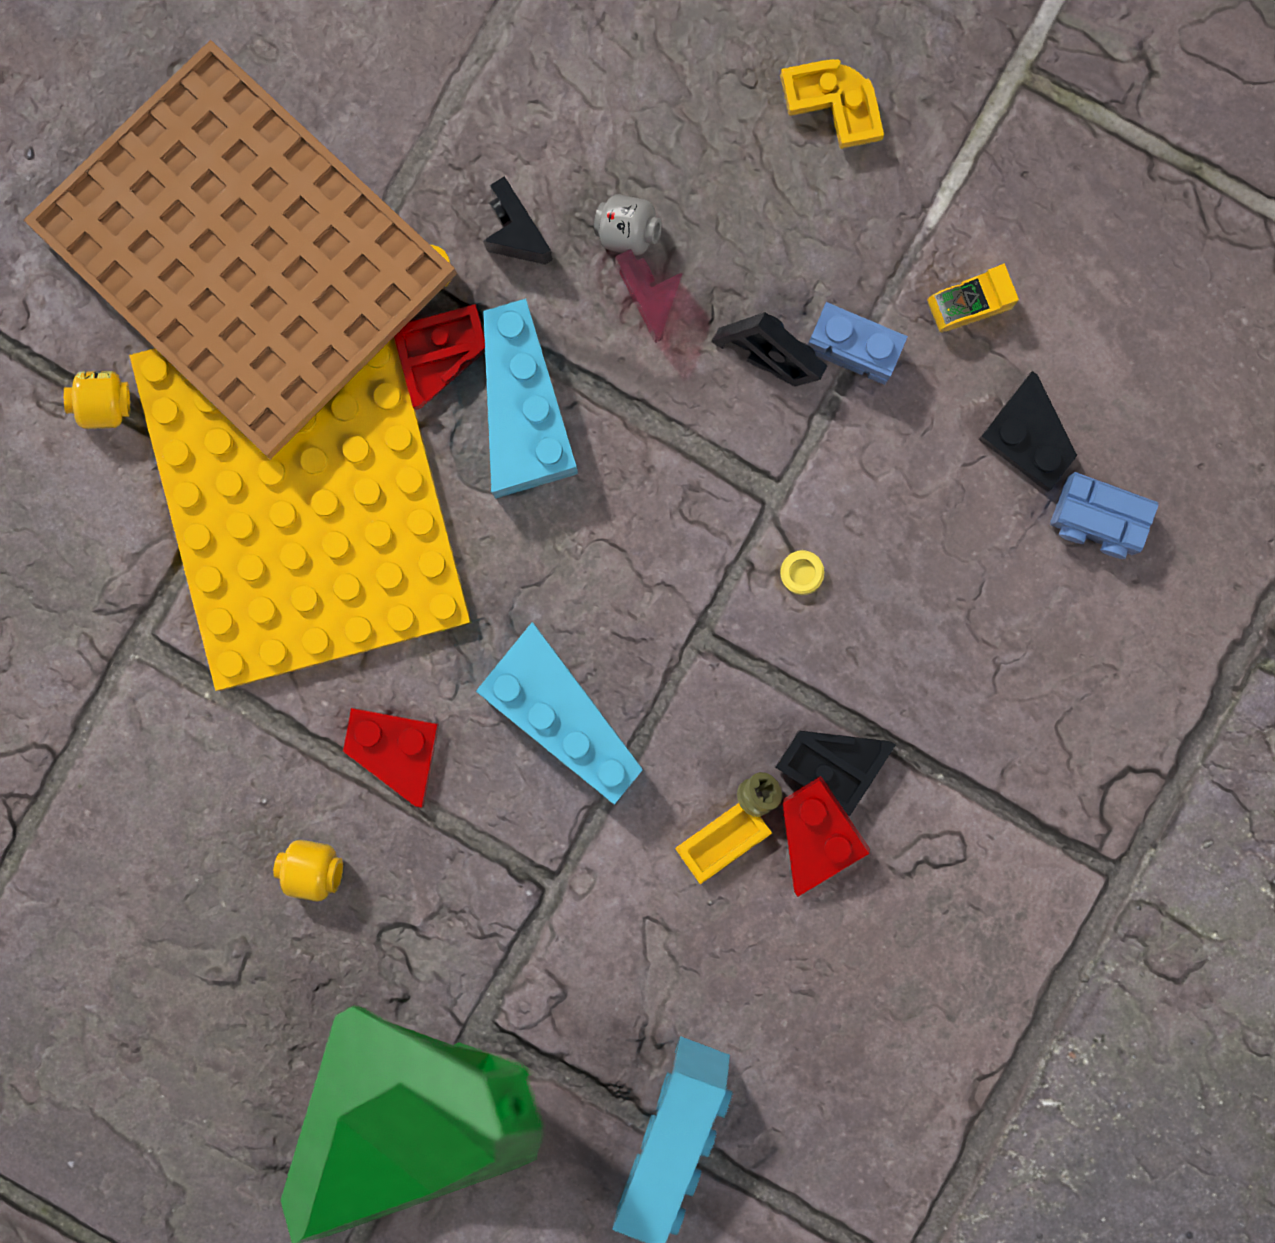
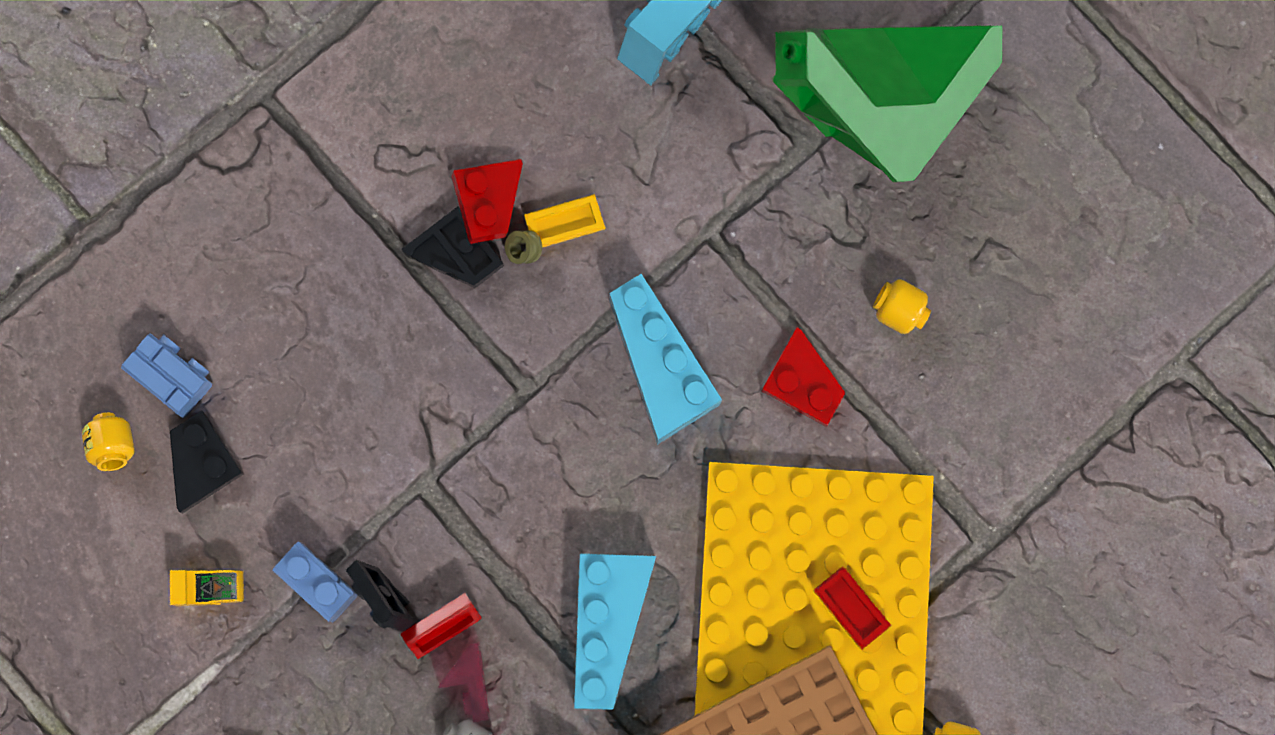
camera: 170 degrees left, 5 degrees down
(259, 511) = (852, 608): none -> red tile
(438, 351) = (662, 695): red wing -> none
(702, 343) = (441, 626): none -> red tile
(802, 572) = (426, 412): light yellow tile -> none
(1140, 419) = (108, 442): none -> yellow head

